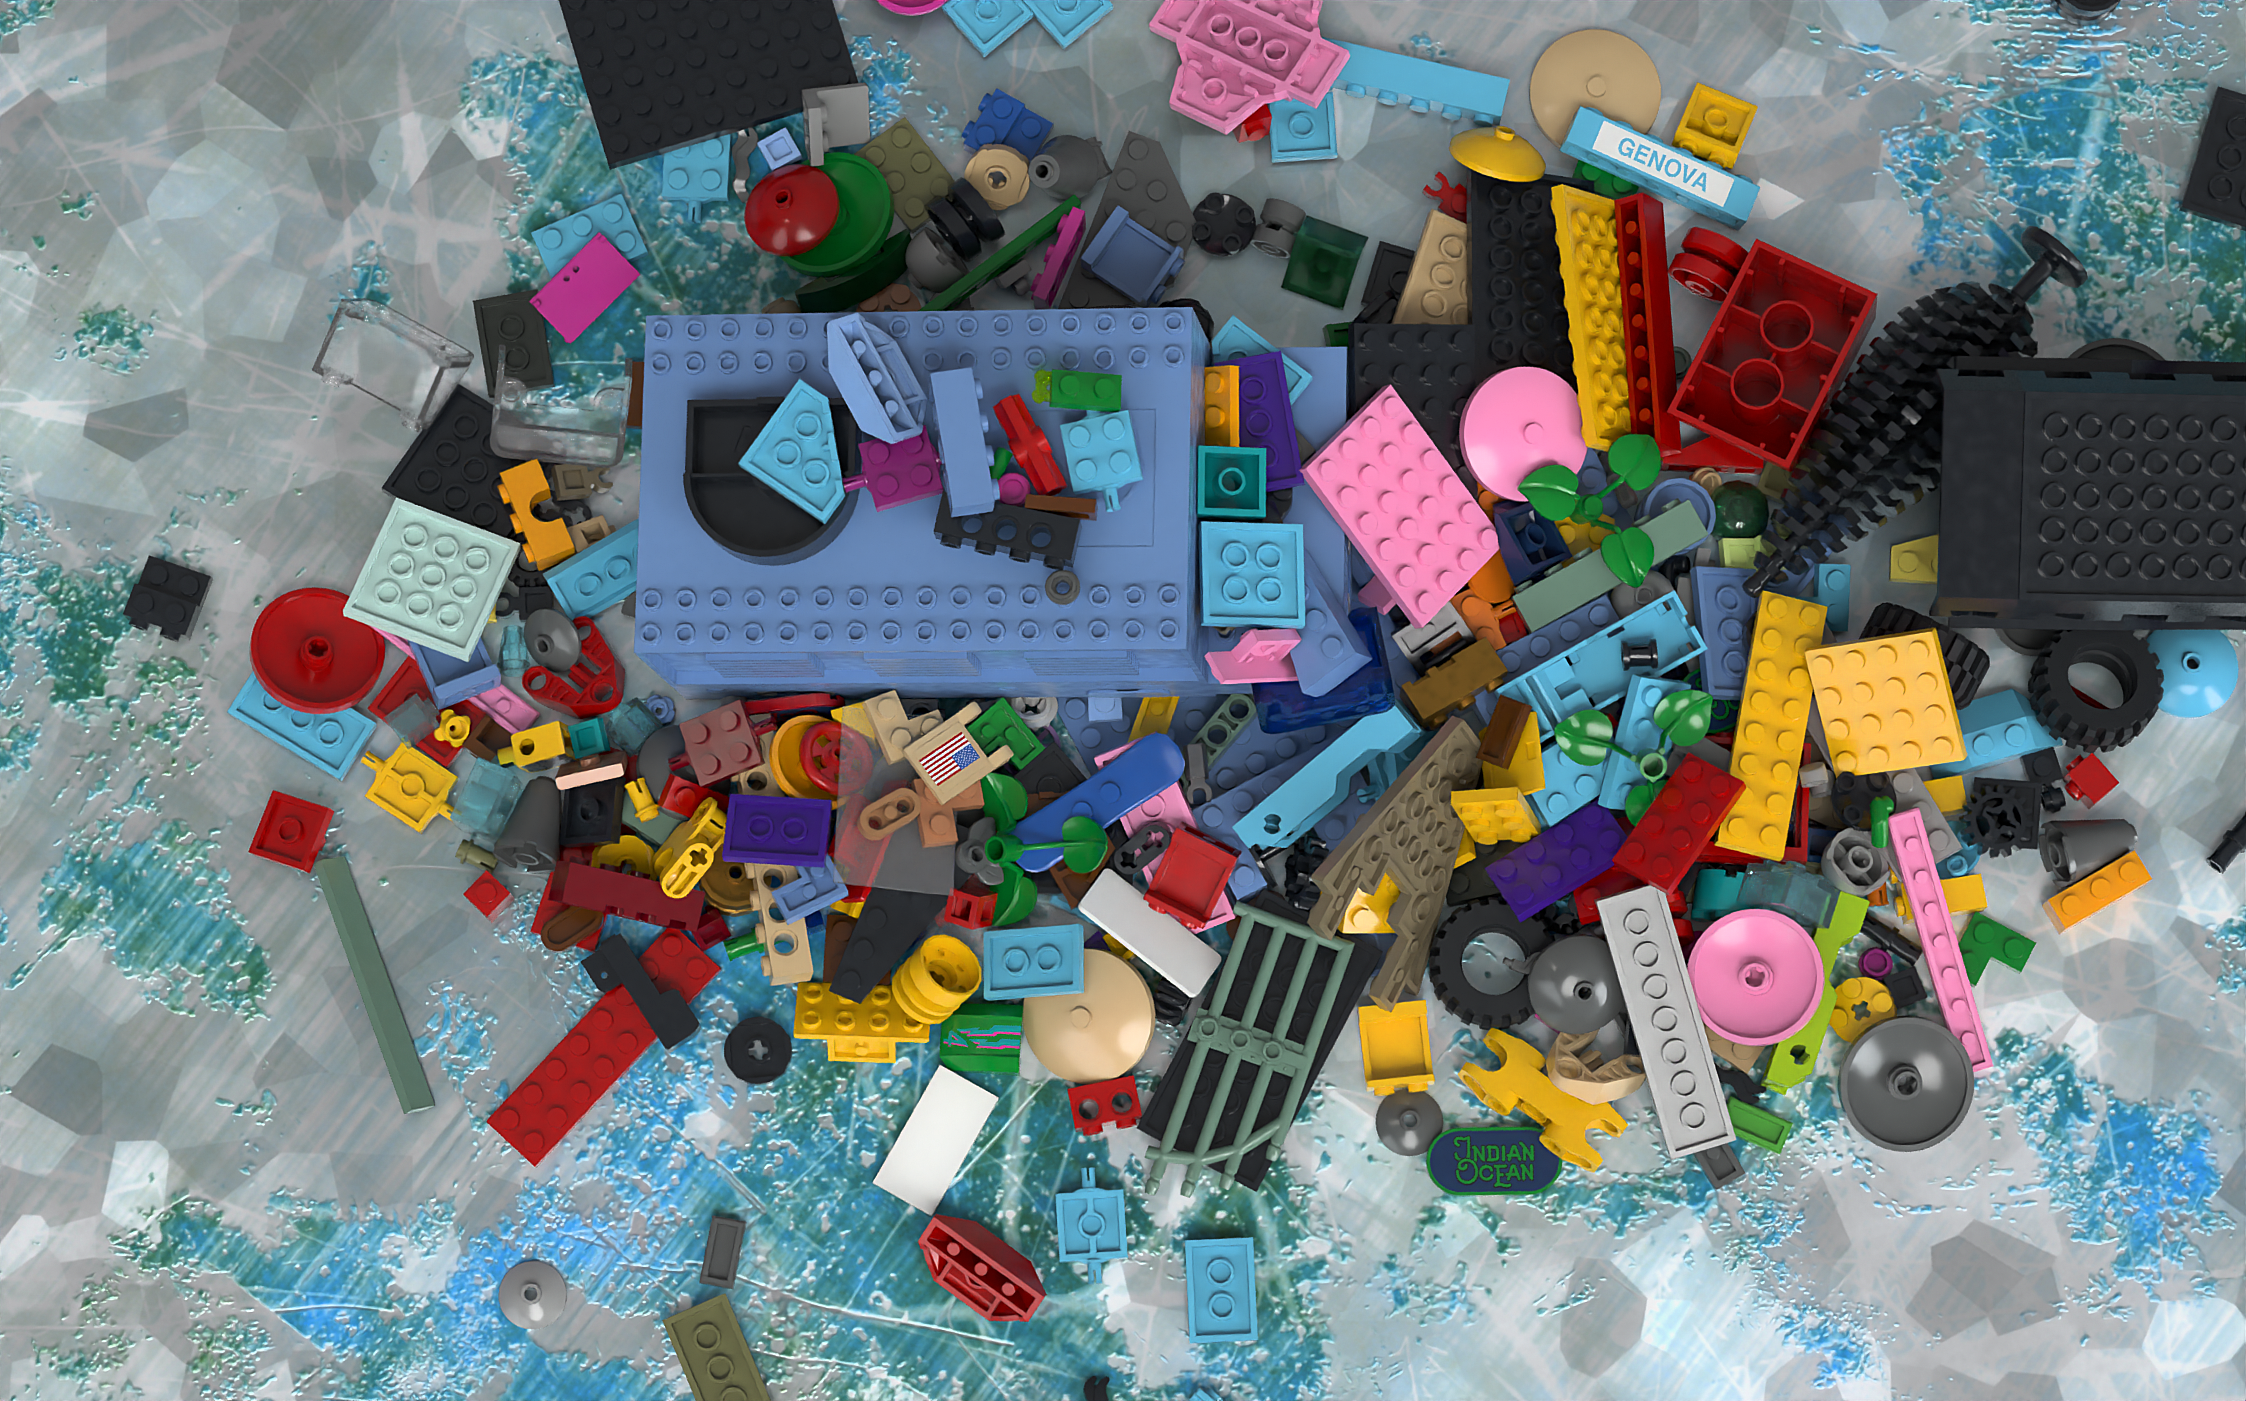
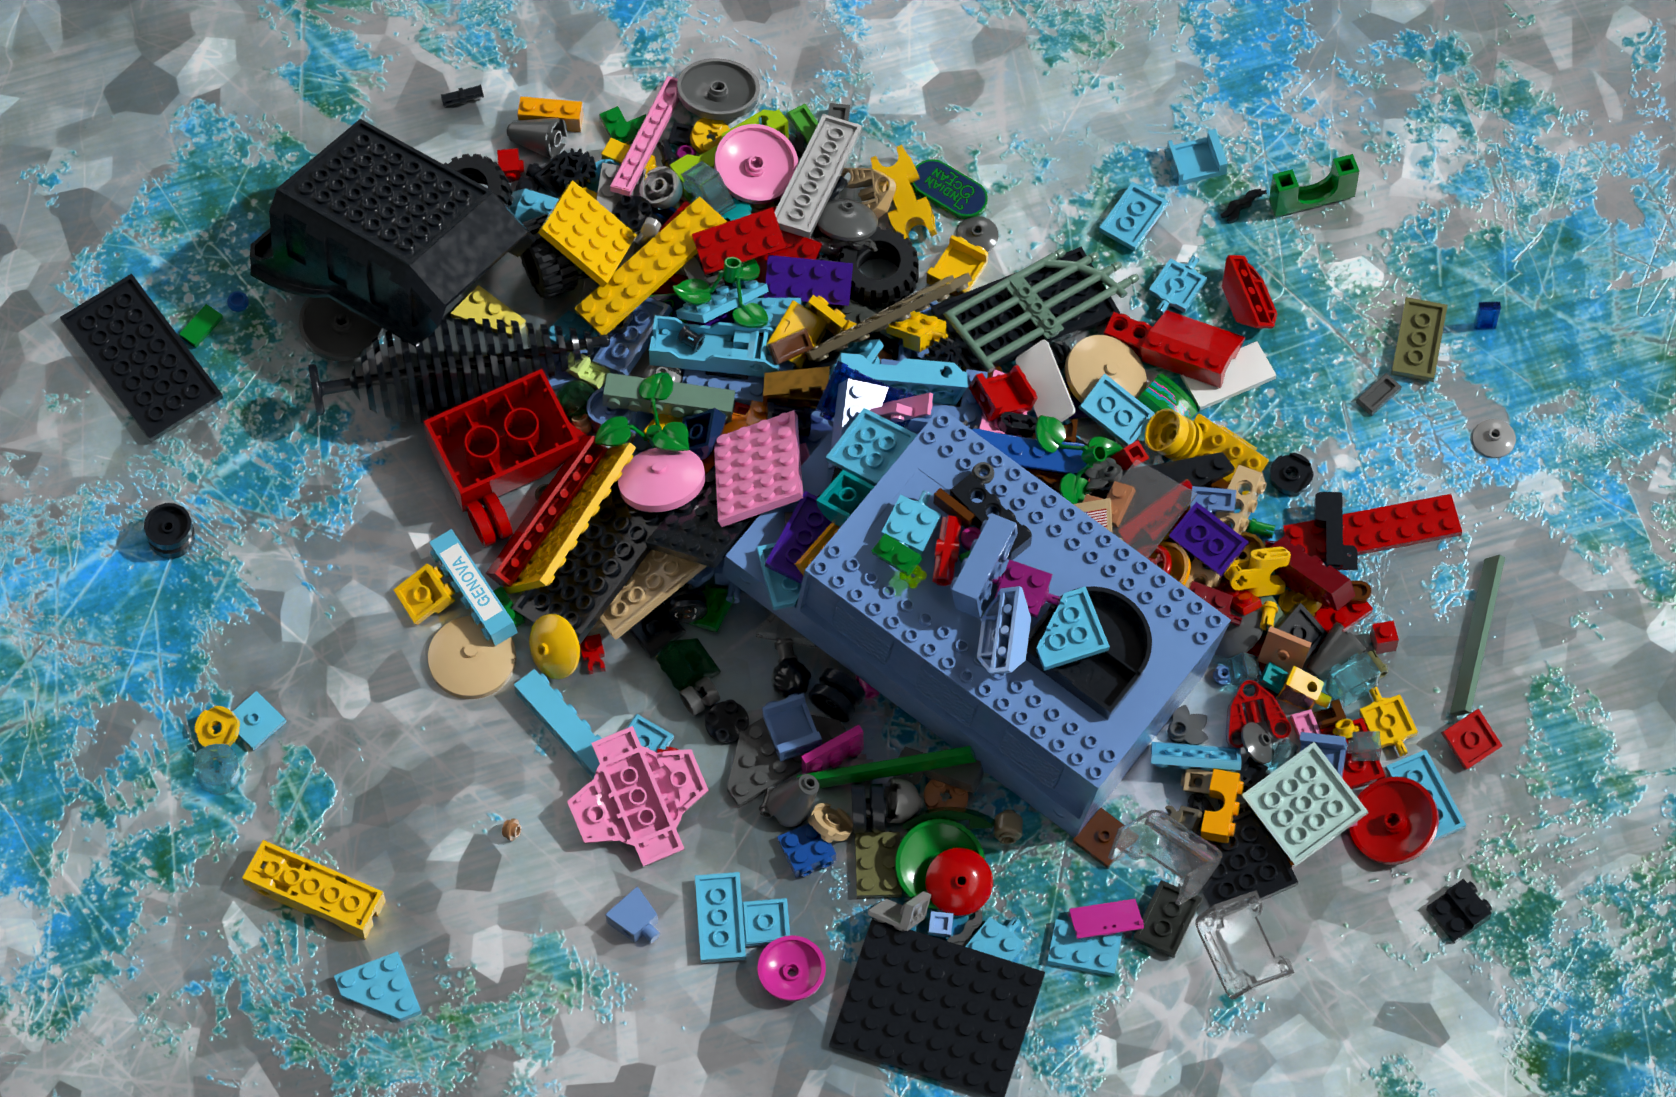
camera: 145 degrees left, 15 degrees down
(887, 814) = (1143, 510): medium nougat plate -> none
(1007, 1144) = (1191, 348): none -> red piece
(1879, 814) = (633, 193): green arm -> none

